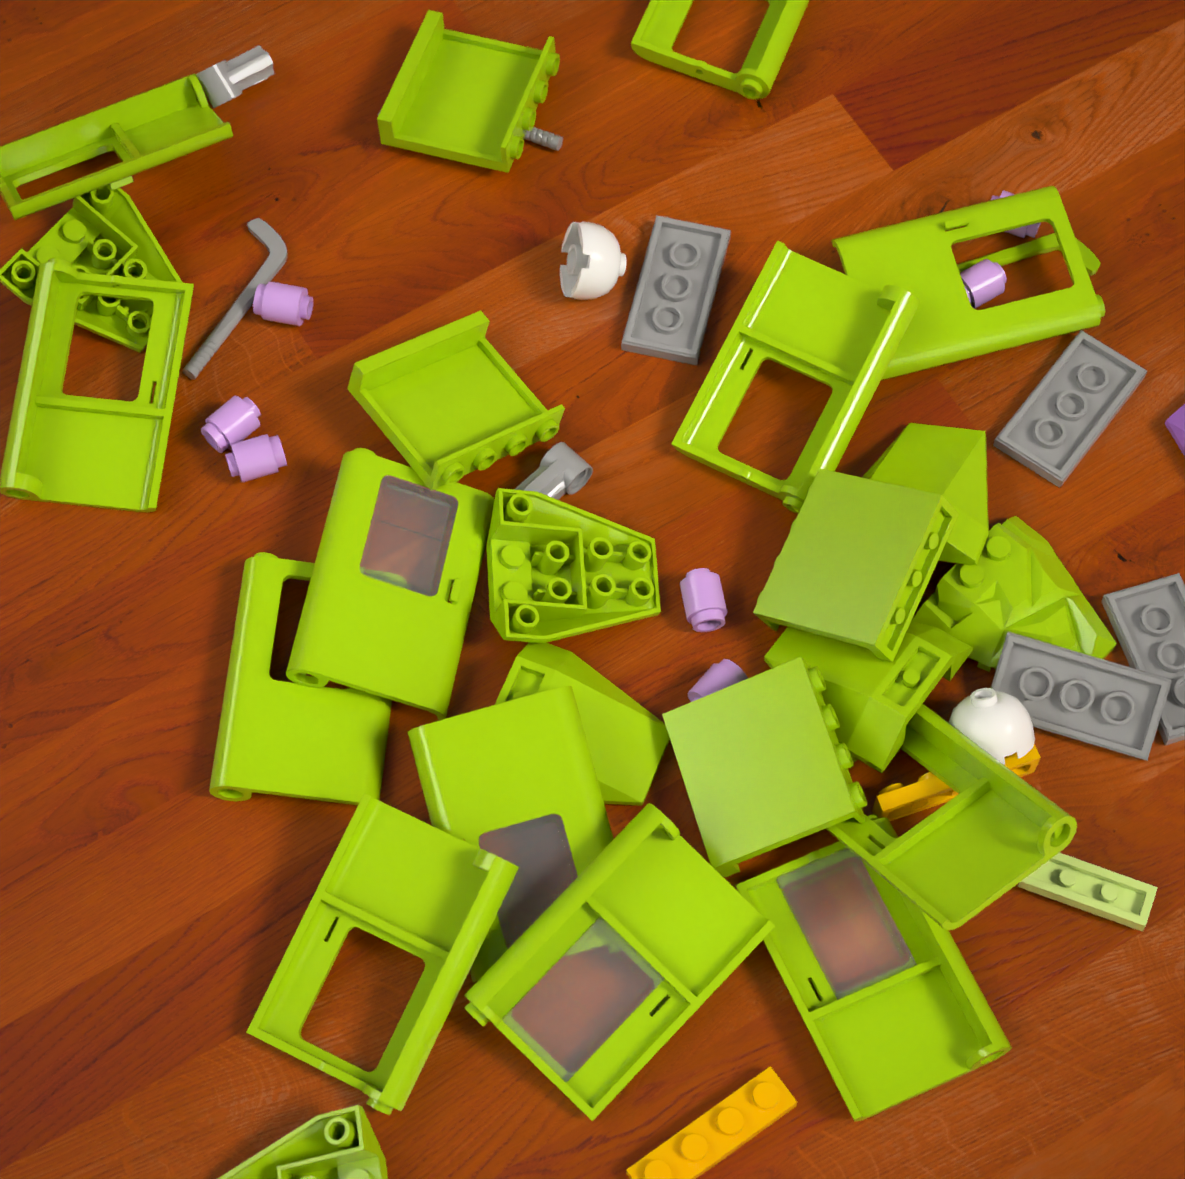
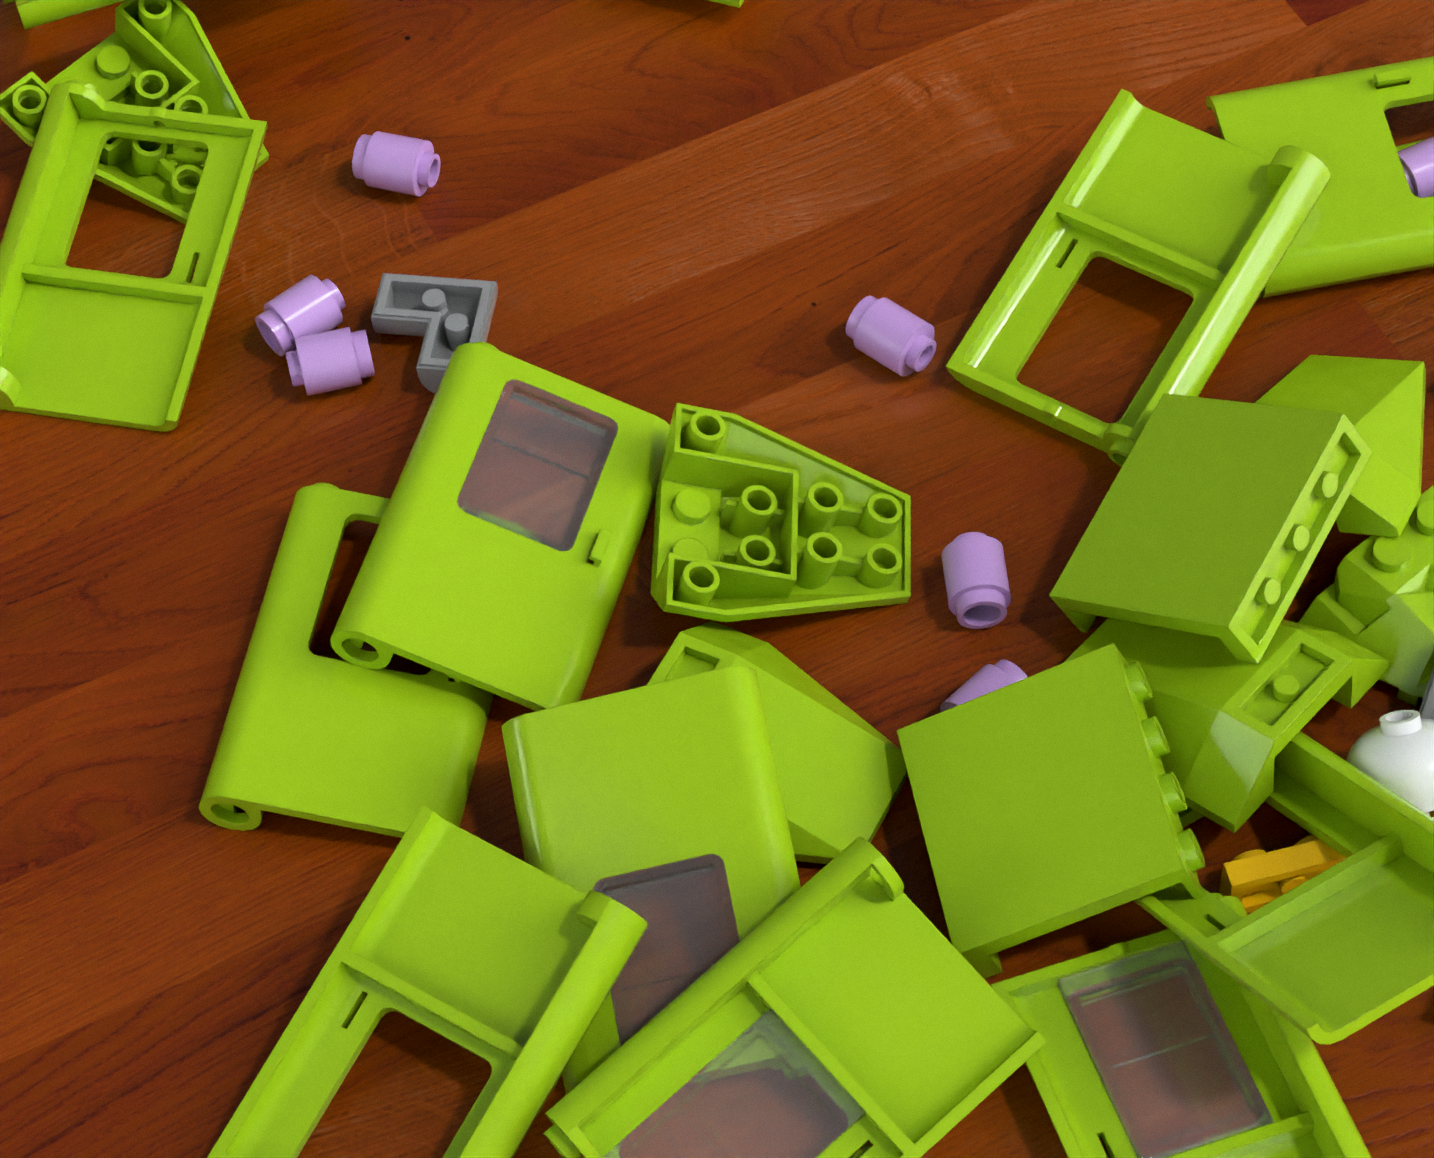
camera: 10 degrees right, 10 degrees down
(266, 273) = (391, 117): light grey piece -> none
(332, 417) = (440, 311): none -> light grey brick
(451, 402) = (621, 291): lime panel -> none
(558, 473) = (777, 396): light grey piece -> none
(592, 261) = (848, 121): white cylinder -> none
(633, 422) = (891, 335): none -> lavender brick
(676, 290) = (971, 169): light grey tile -> none

